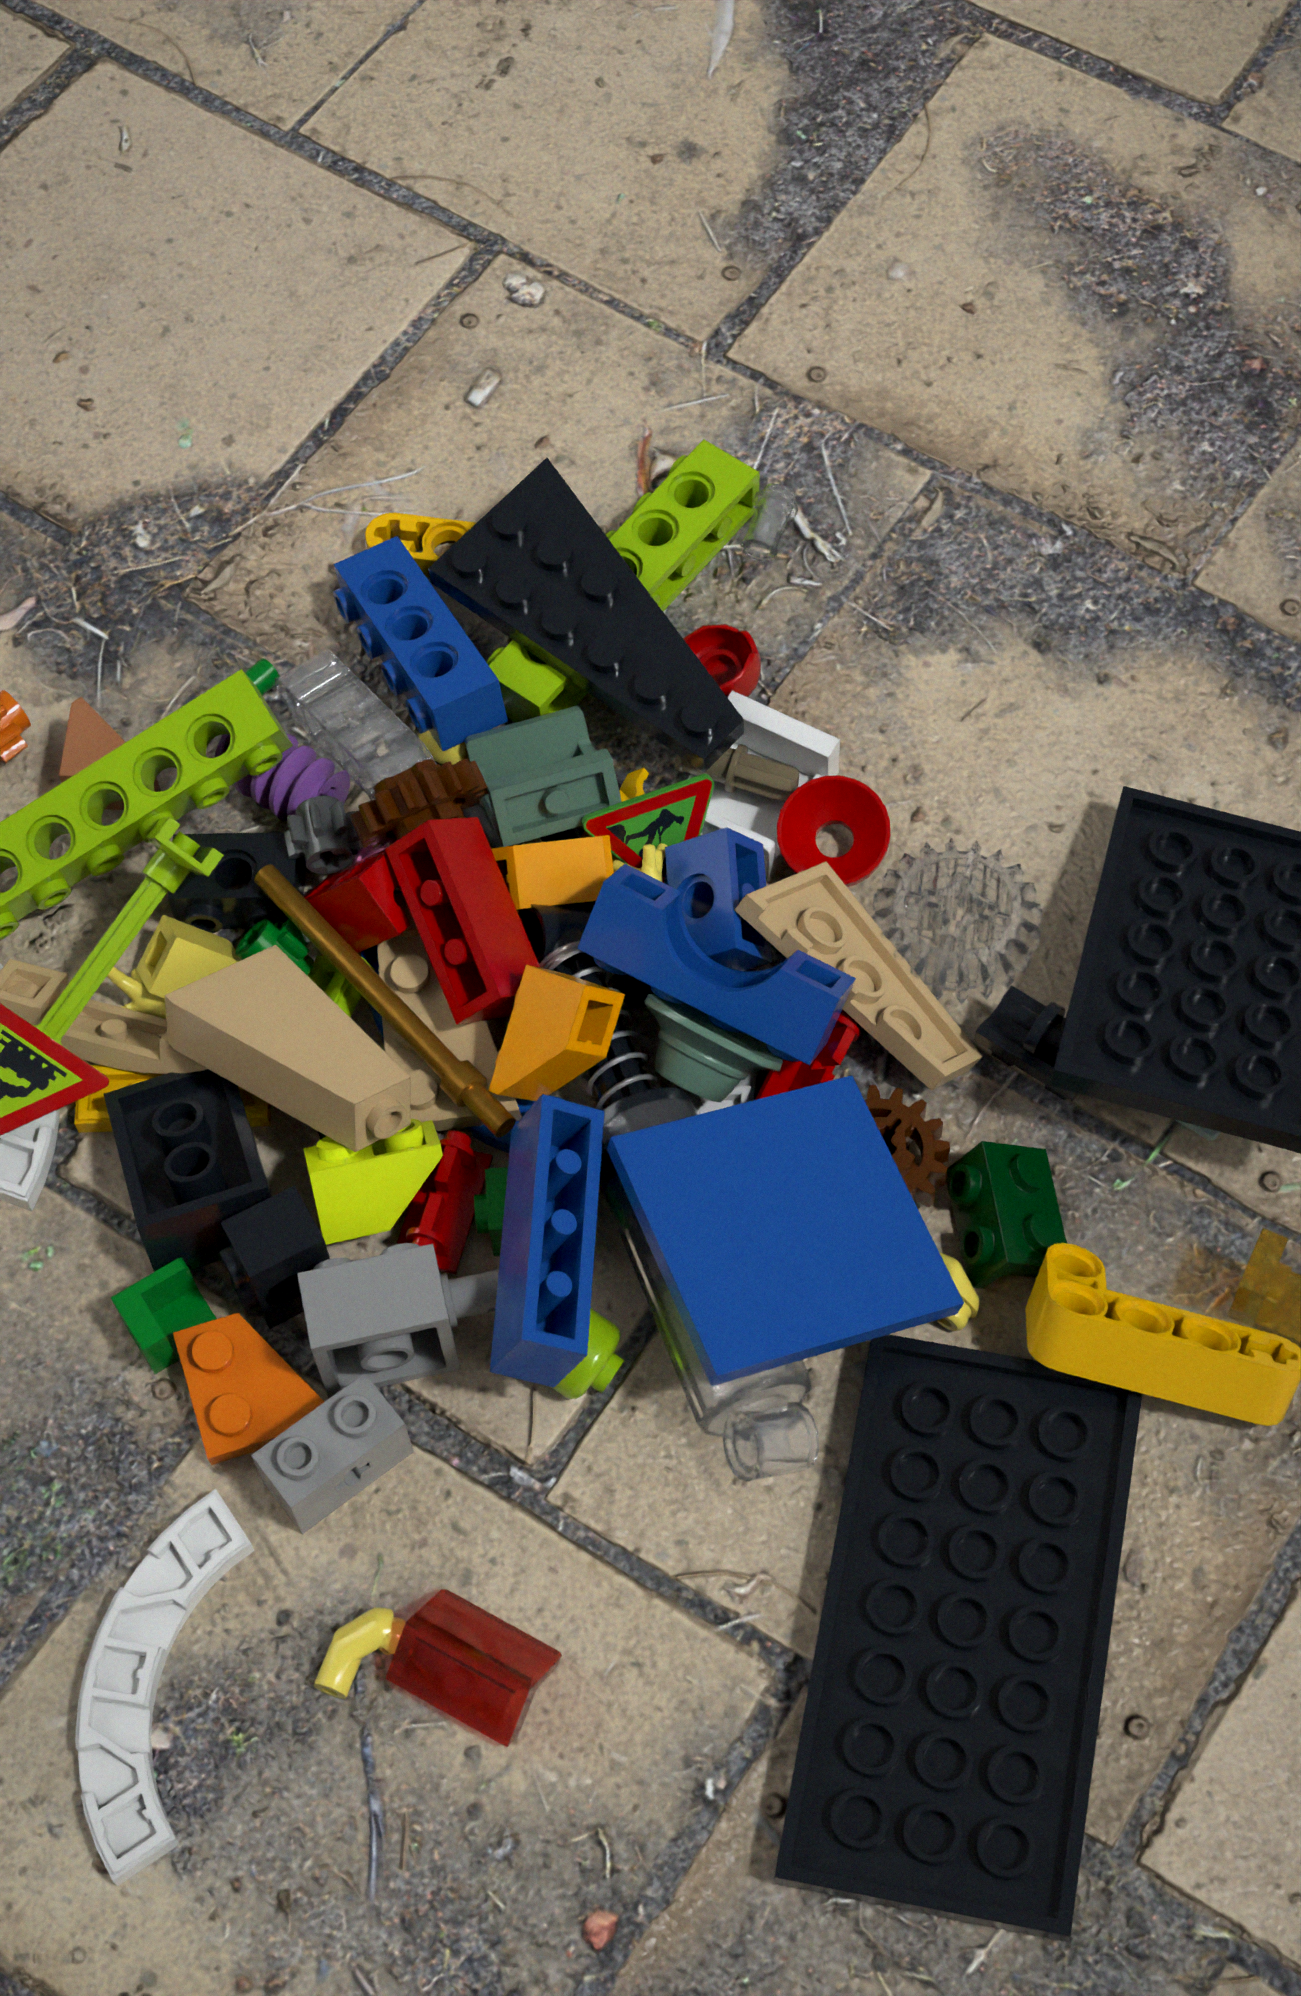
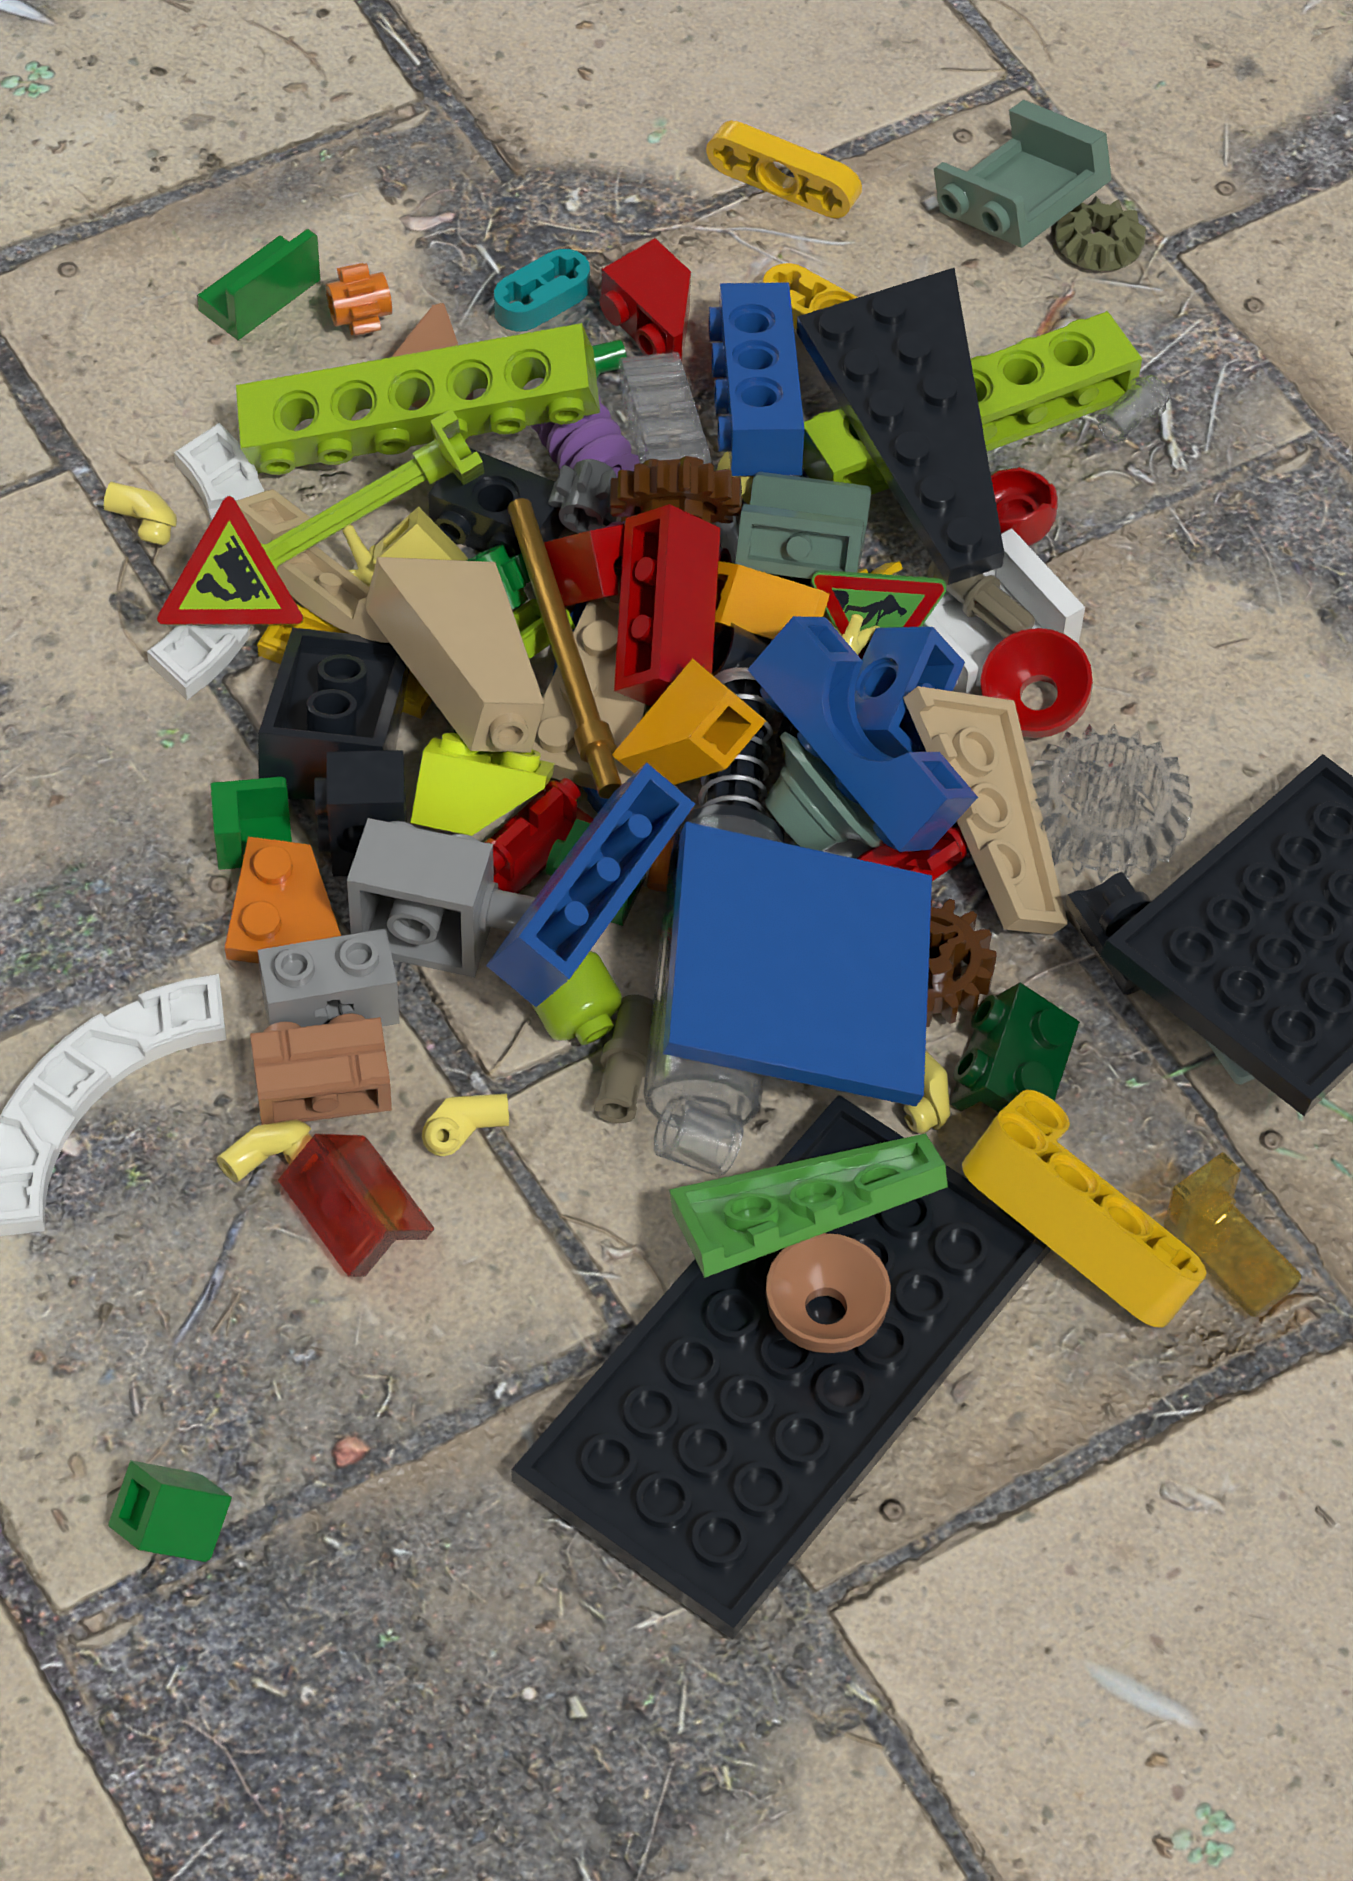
camera: 20 degrees right, 5 degrees down
(168, 642) = (543, 291): none -> teal beam
(271, 606) = (648, 298): none -> red slope
(364, 423) = (830, 186): none -> yellow beam
(369, 1543) = (321, 1069): none -> nougat brick
(525, 1527) = (460, 1117): none -> light yellow arm
(557, 338) = (1029, 179): none -> sand green panel
(653, 382) = (1097, 250): none -> olive gear
(654, 1389) = (625, 1060): none -> dark tan pin
(895, 1478) = (785, 1204): none -> bright green wing
(989, 1517) = (833, 1268): none -> nougat piece

